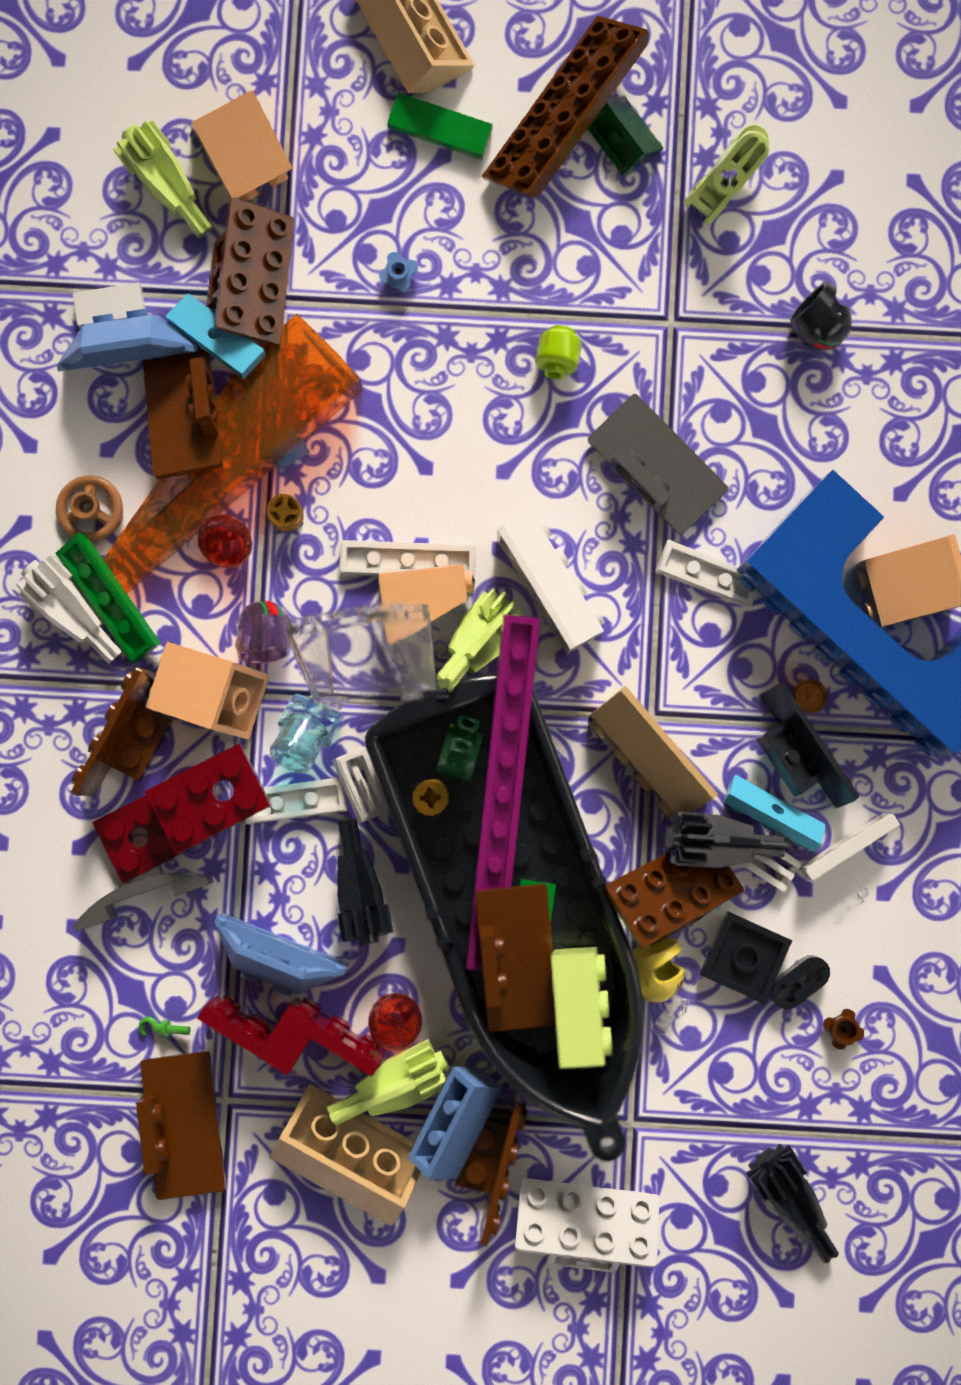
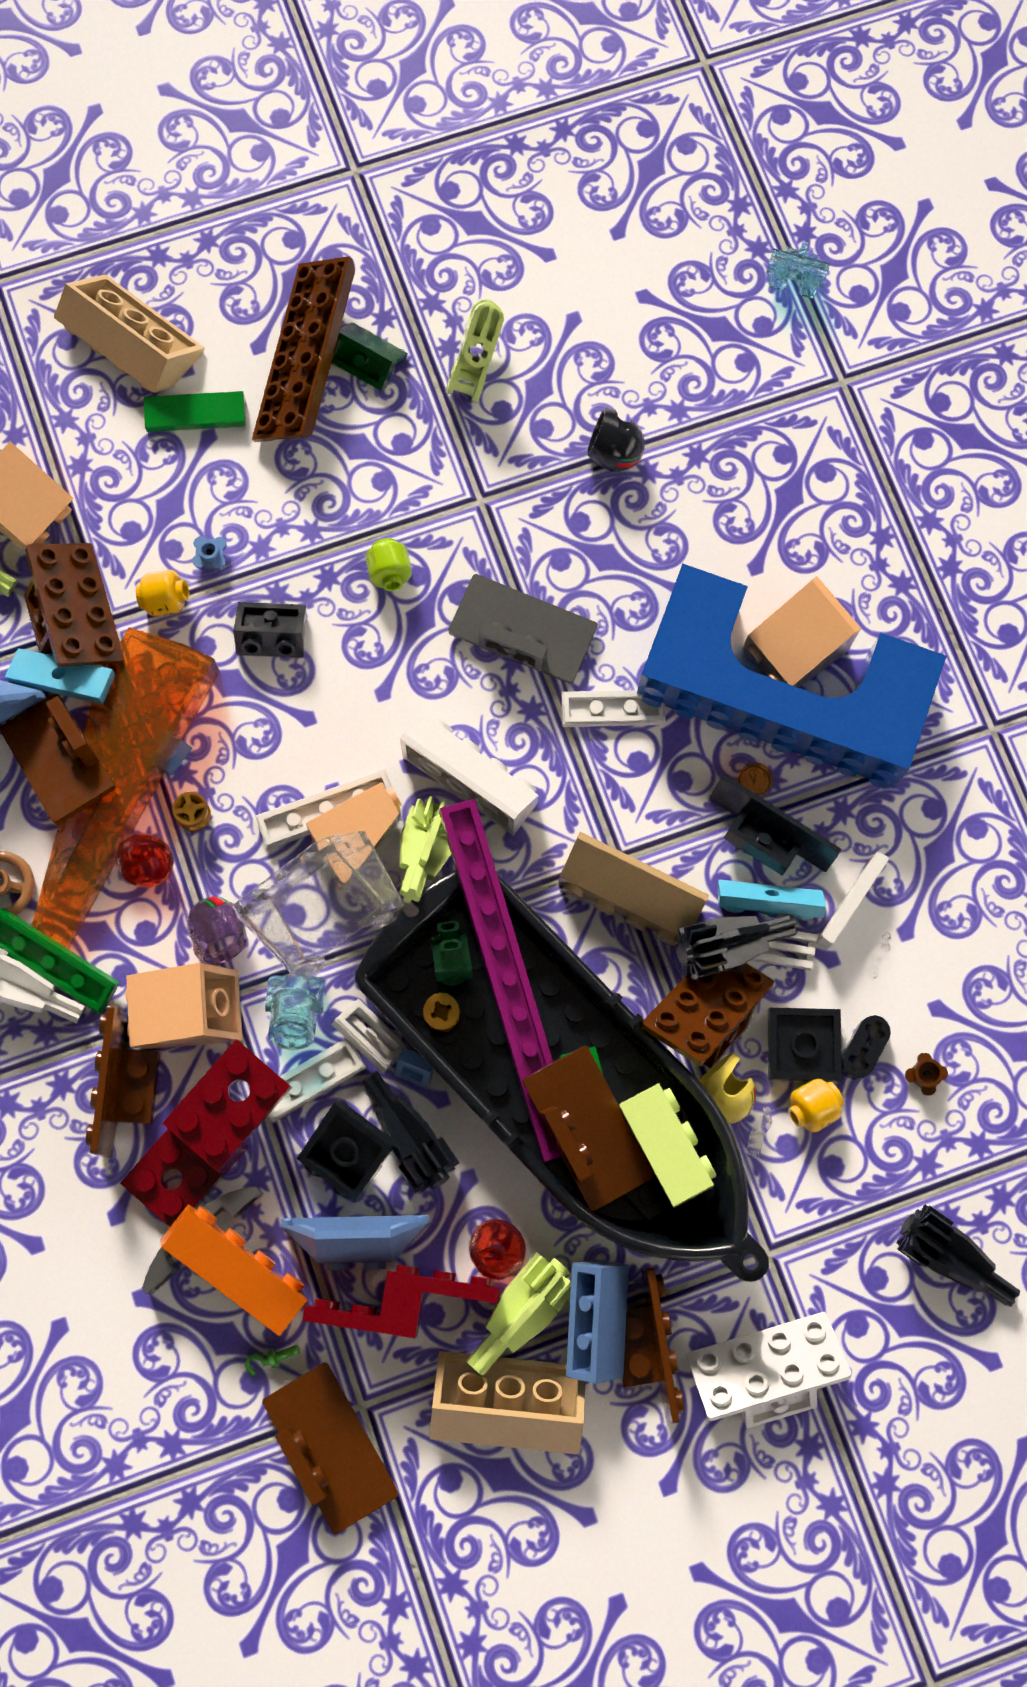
camera: 30 degrees left, 10 degrees down
(158, 942) = (233, 1269): none -> orange brick
(297, 881) = (346, 1151): none -> black plate
(339, 294) = (162, 593): none -> yellow head
(386, 830) = (413, 1068): none -> medium blue plate
(424, 369) = (270, 629): none -> black bracket
(731, 1015) = (815, 1105): none -> yellow head

